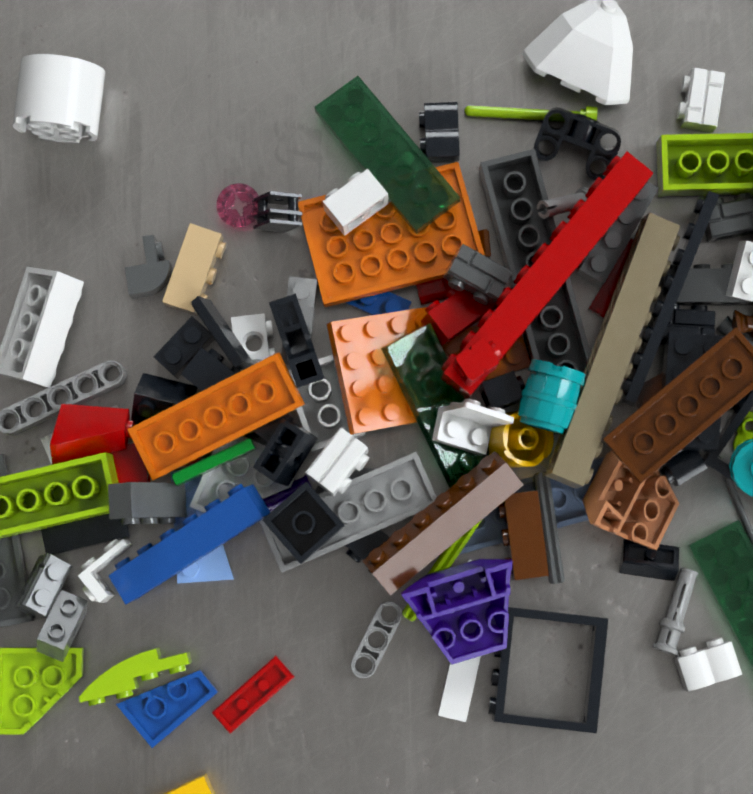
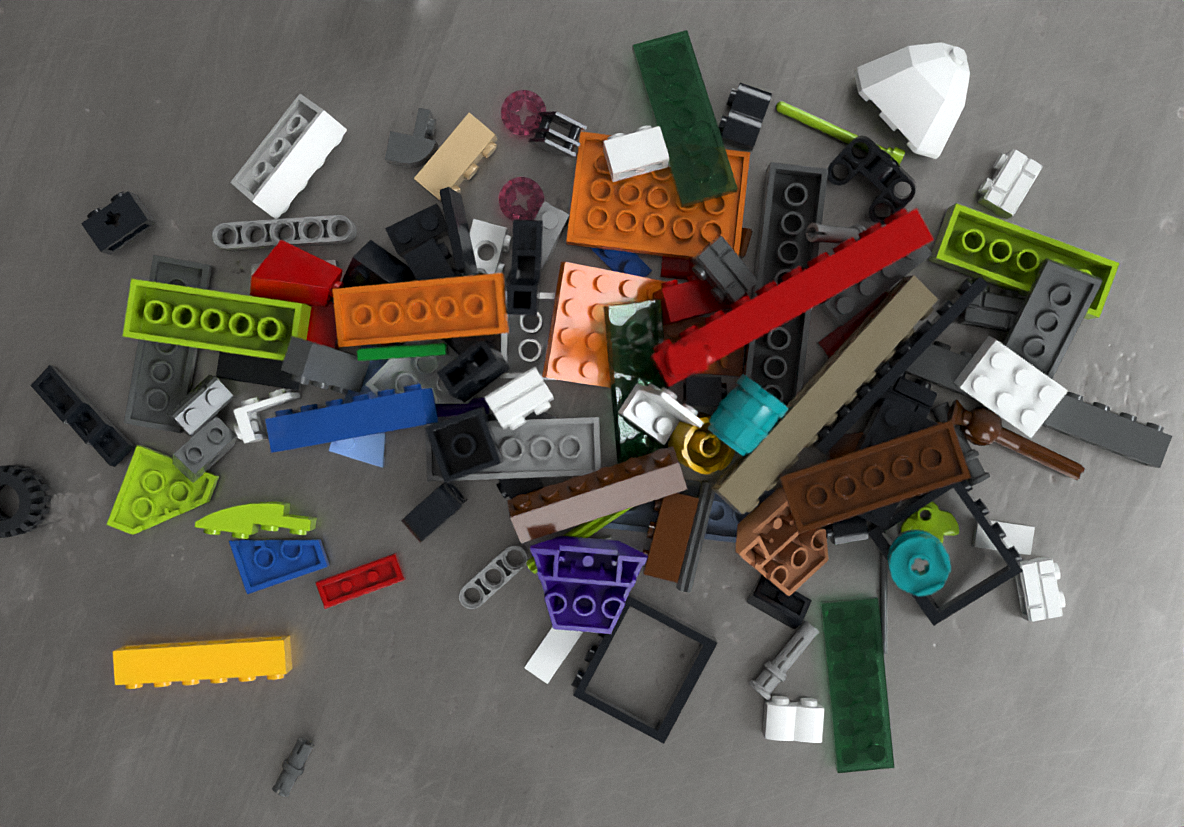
camera: 25 degrees right, 5 degrees up
(266, 270) = (526, 187): none -> clear pink gear
(298, 596) = (434, 510): none -> black beam

